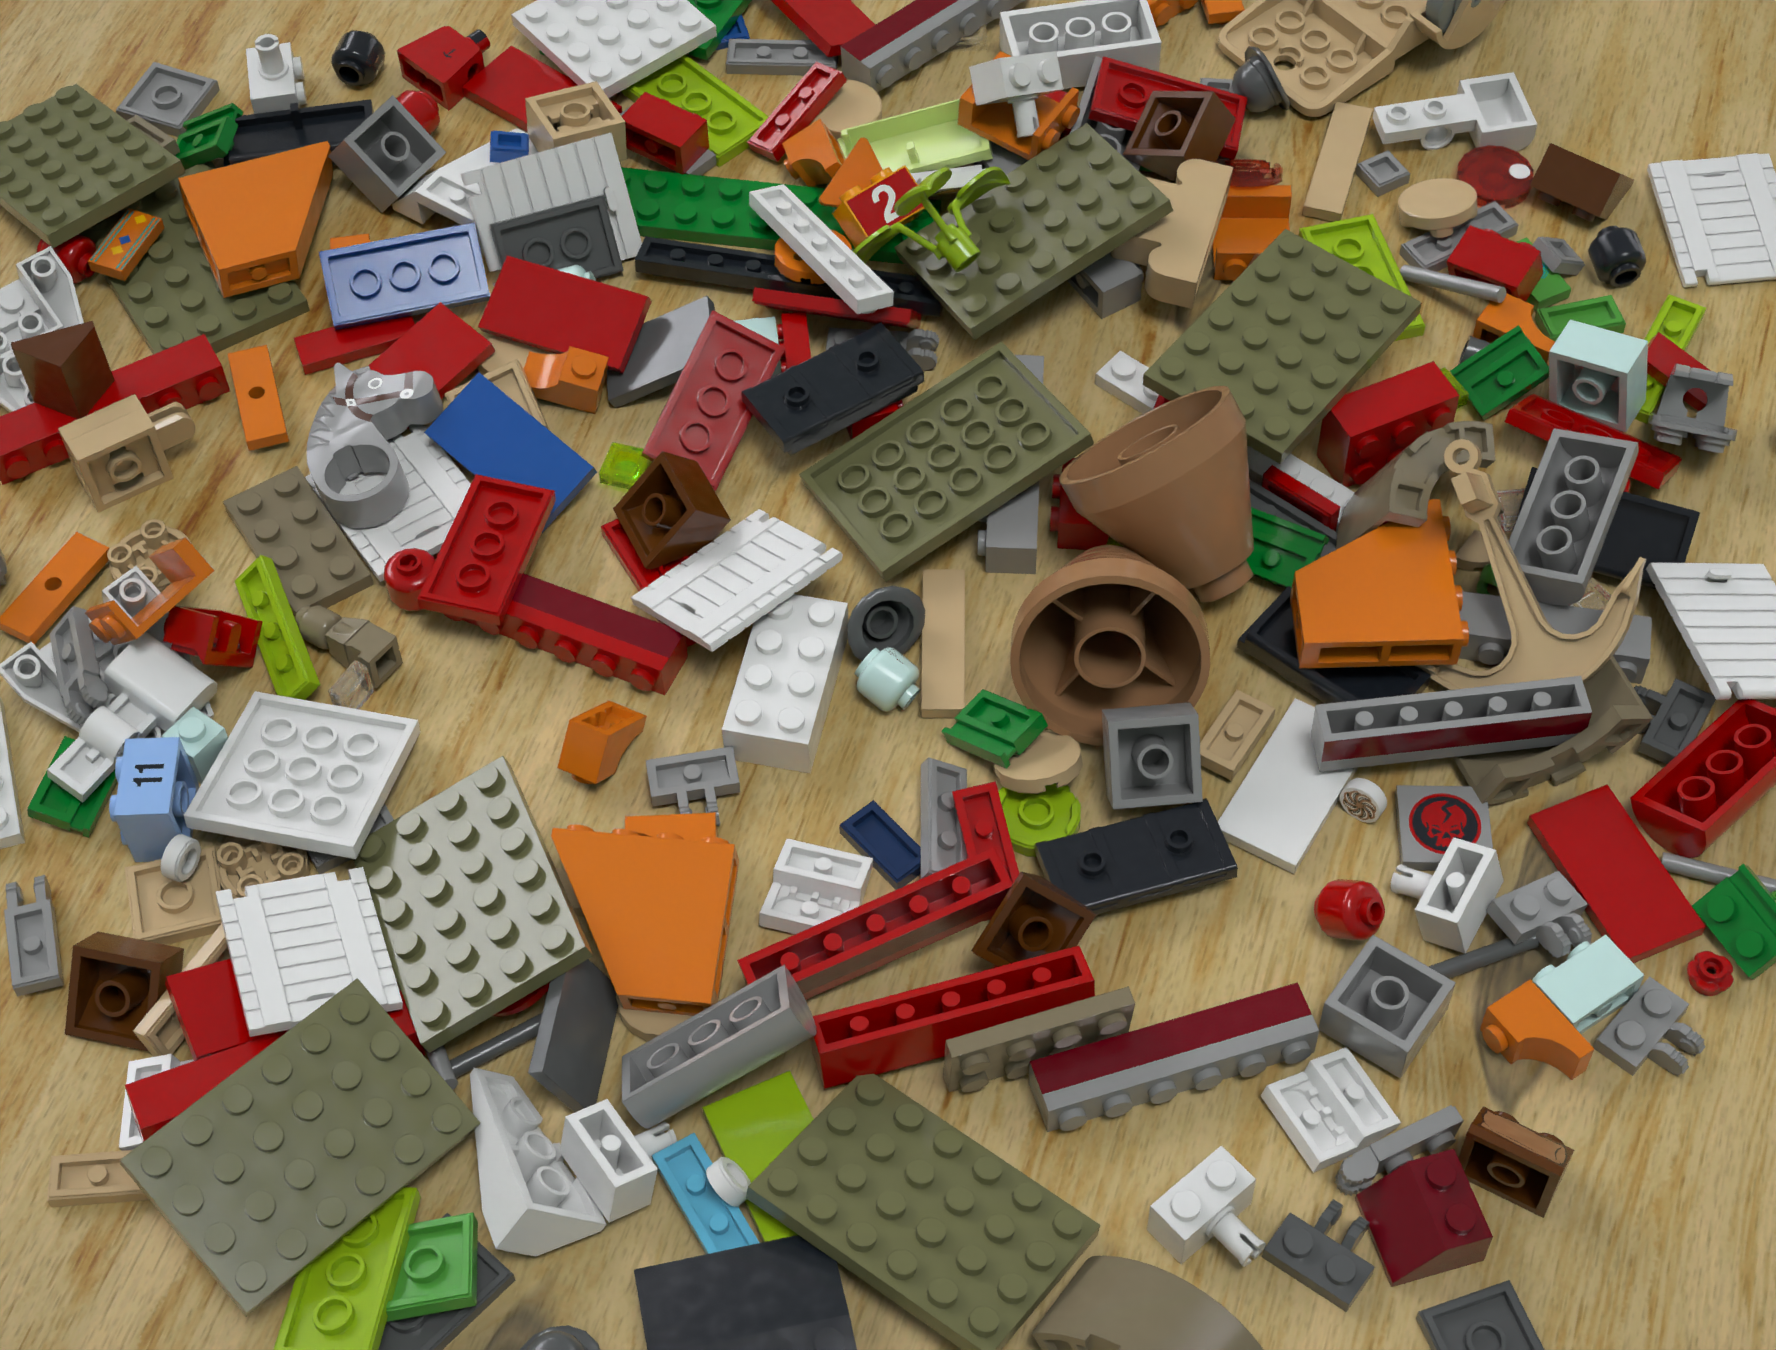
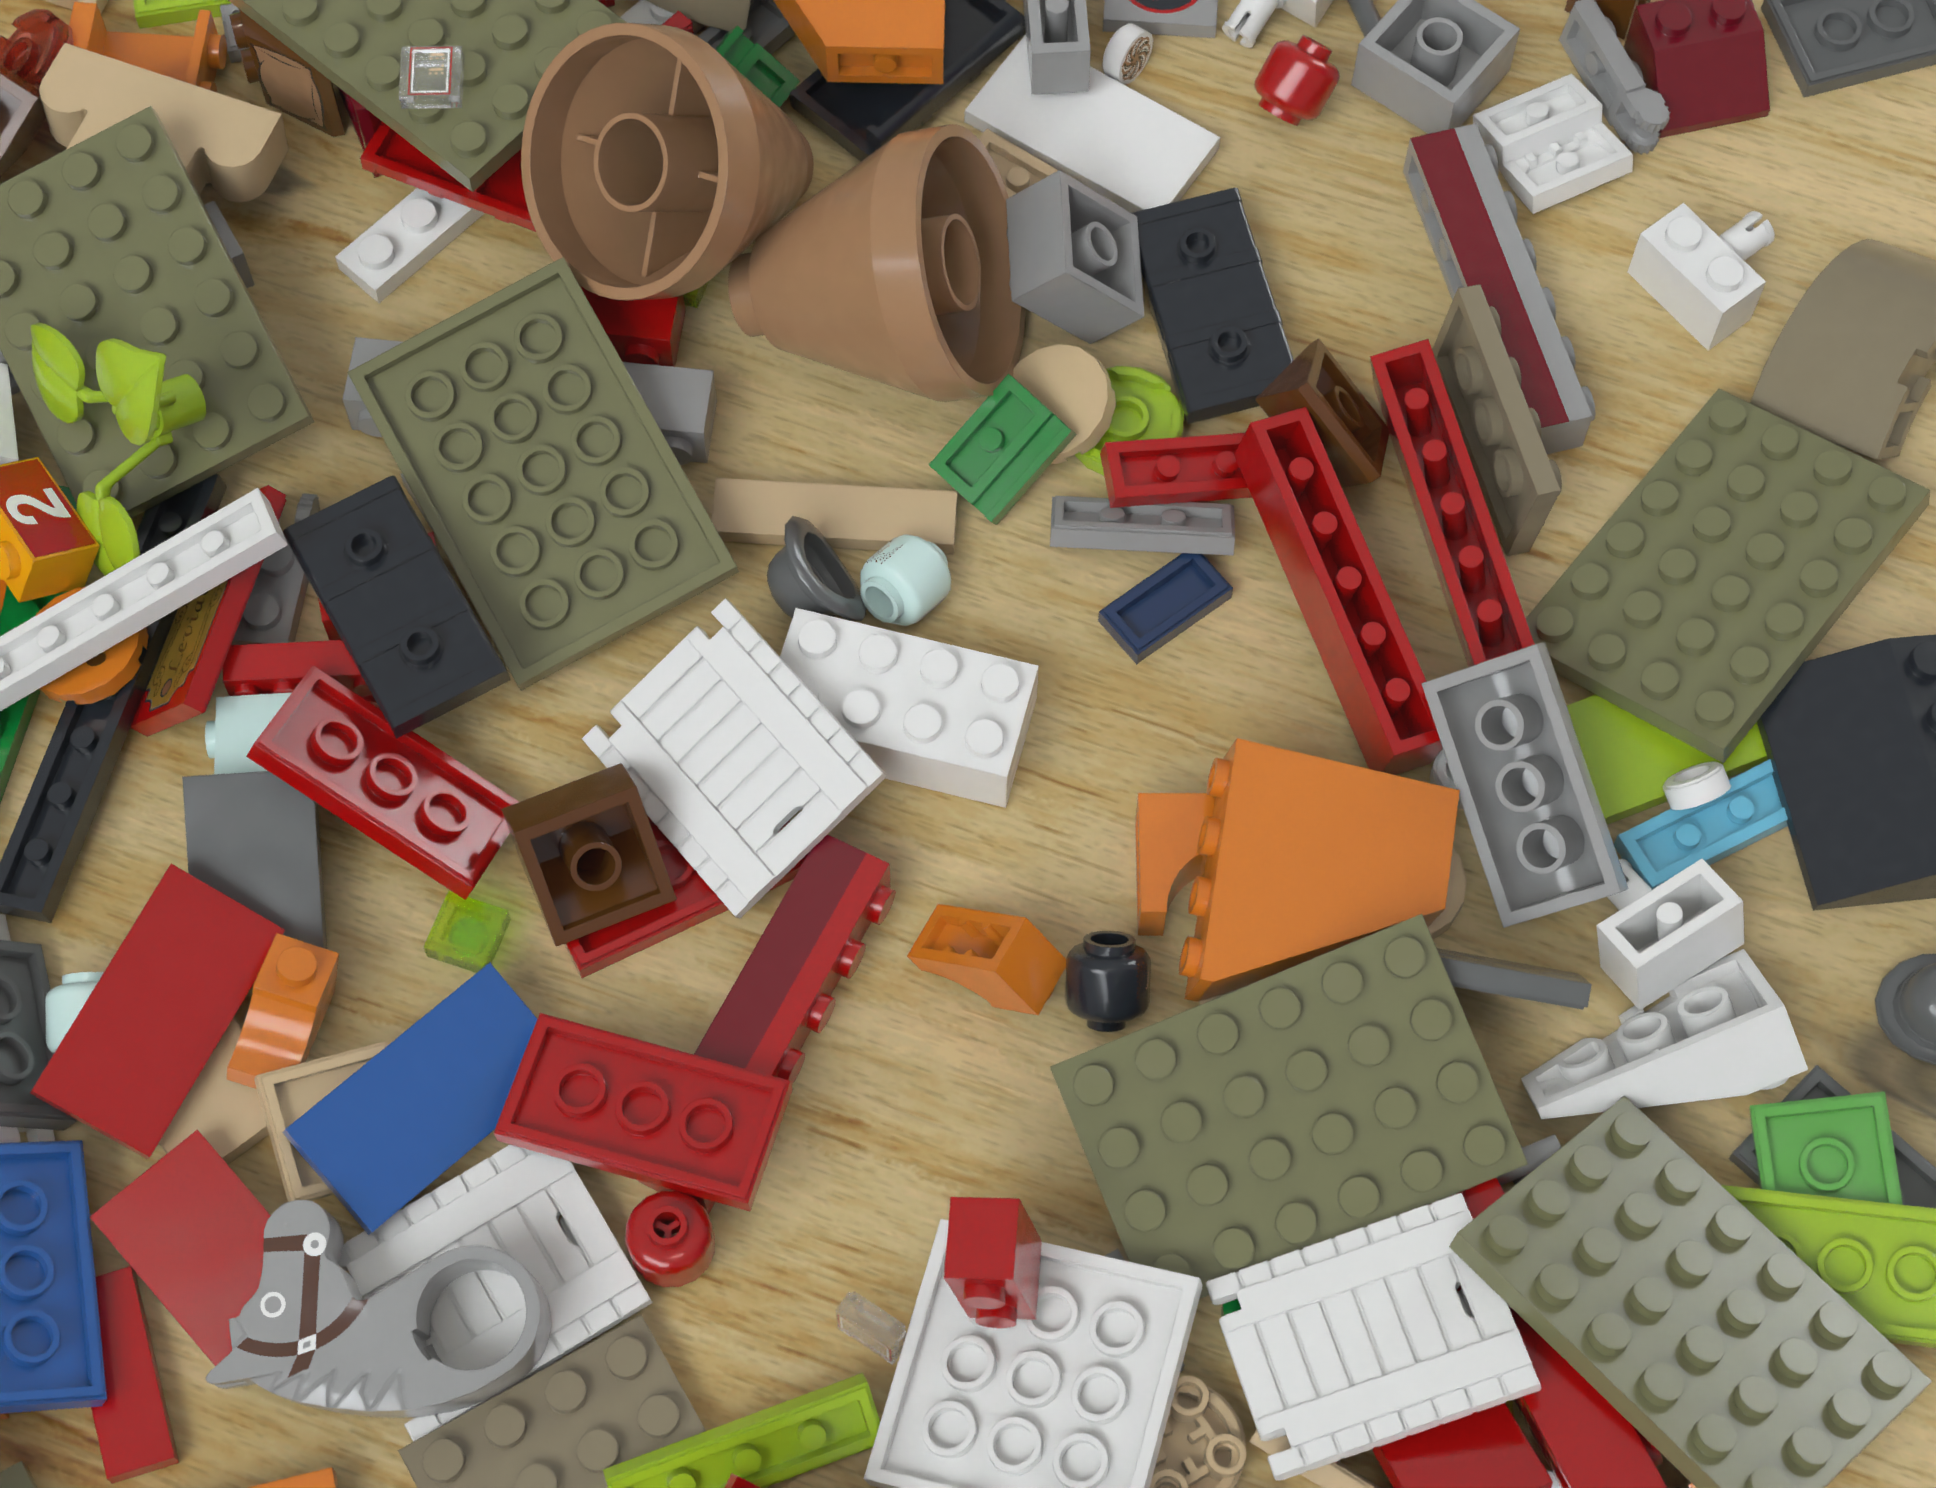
camera: 90 degrees left, 10 degrees up
(351, 640) = (775, 1338): dark tan piece -> none
(363, 720) = (993, 1260): none -> red brick
(581, 802) = (1108, 980): none -> black head
(692, 778) = (1053, 841): light grey hinge -> none
(813, 886) = (1238, 685): white slope -> none
(1212, 337) = (431, 77): none -> clear tile
(1319, 1260) = (1747, 174): dark grey hinge -> none

